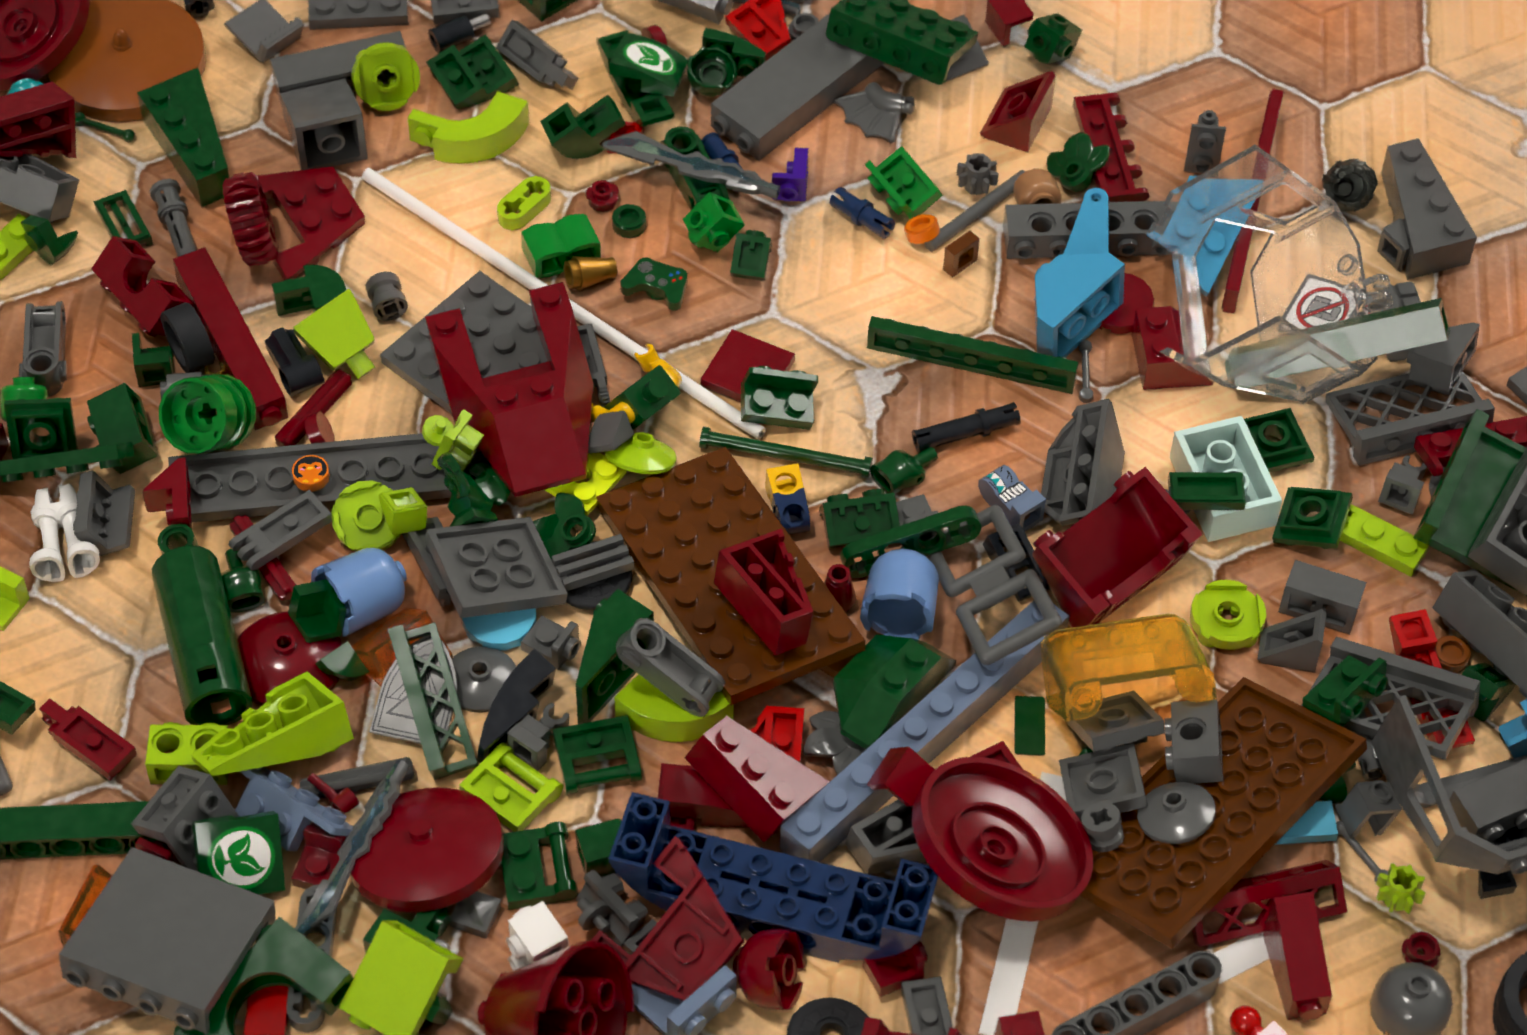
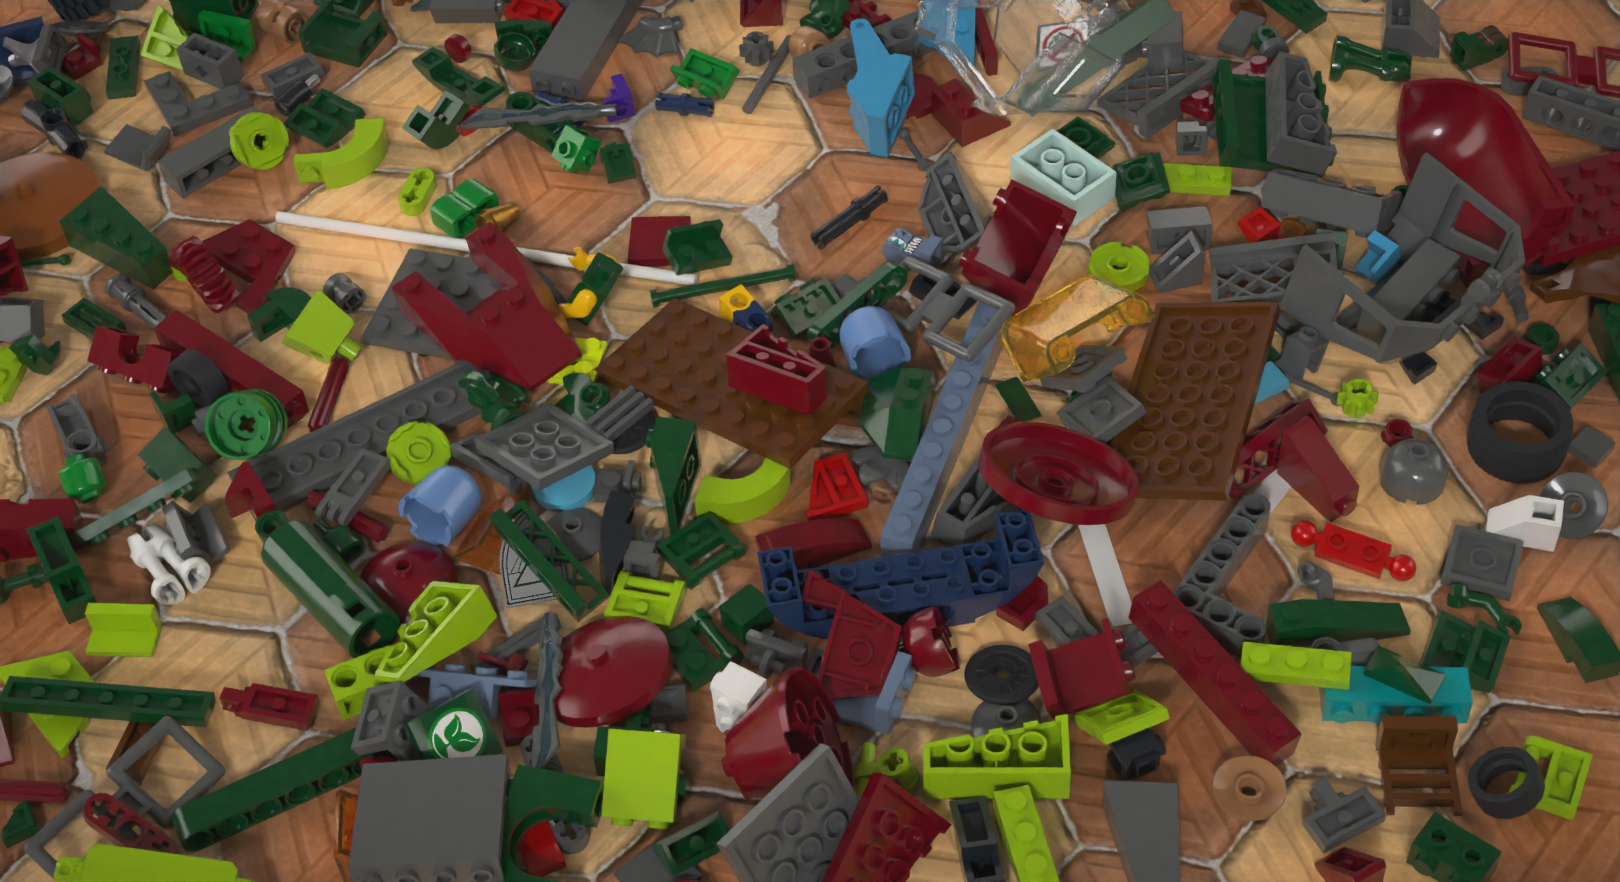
camera: 20 degrees left, 5 degrees down
(51, 414) = (111, 473): dark green piece -> none
(295, 367) = (299, 370): black piece -> none
(310, 473) = (354, 437): orange tile -> none
(317, 611) = (417, 531): dark green panel -> none
(318, 428) = (341, 405): dark red tile -> none
(324, 125) = (227, 192): dark grey slope -> none
(343, 663) = (458, 565): dark green tile -> none
(403, 510) = (447, 434): lime slope -> none
(458, 439) = (469, 358): lime hips -> none
(535, 56) = (369, 89): dark grey hinge -> none
(602, 195) = (476, 165): dark red plate -> none
(609, 432) = (582, 316): dark grey slope -> none
(629, 221) = (507, 175): dark green tile -> none
(643, 455) = (611, 325): lime dish -> none
(650, 61) = (464, 57): dark green slope -> none
(658, 281) = (554, 206): dark green piece -> none
(669, 666) = (730, 455): dark grey piece -> none
(753, 776) = (838, 509): wedge -> none
(901, 774) = (956, 458): dark red panel -> none
(902, 470) = (818, 263): dark green piece -> none
(922, 229) = (736, 99): orange tile -> none
(961, 253) = (776, 104): reddish brown tile -> none
(972, 354) = (824, 167): dark green plate -> none
(1103, 826) = (1122, 438): dark grey wheel -> none
(1177, 812) = (1170, 409): dark grey dish -> none
(1195, 742) = (1154, 355): dark grey brick -> none
(1207, 490) = (1063, 182): dark green tile -> none
(1347, 690) = (1242, 276): dark green bracket -> none

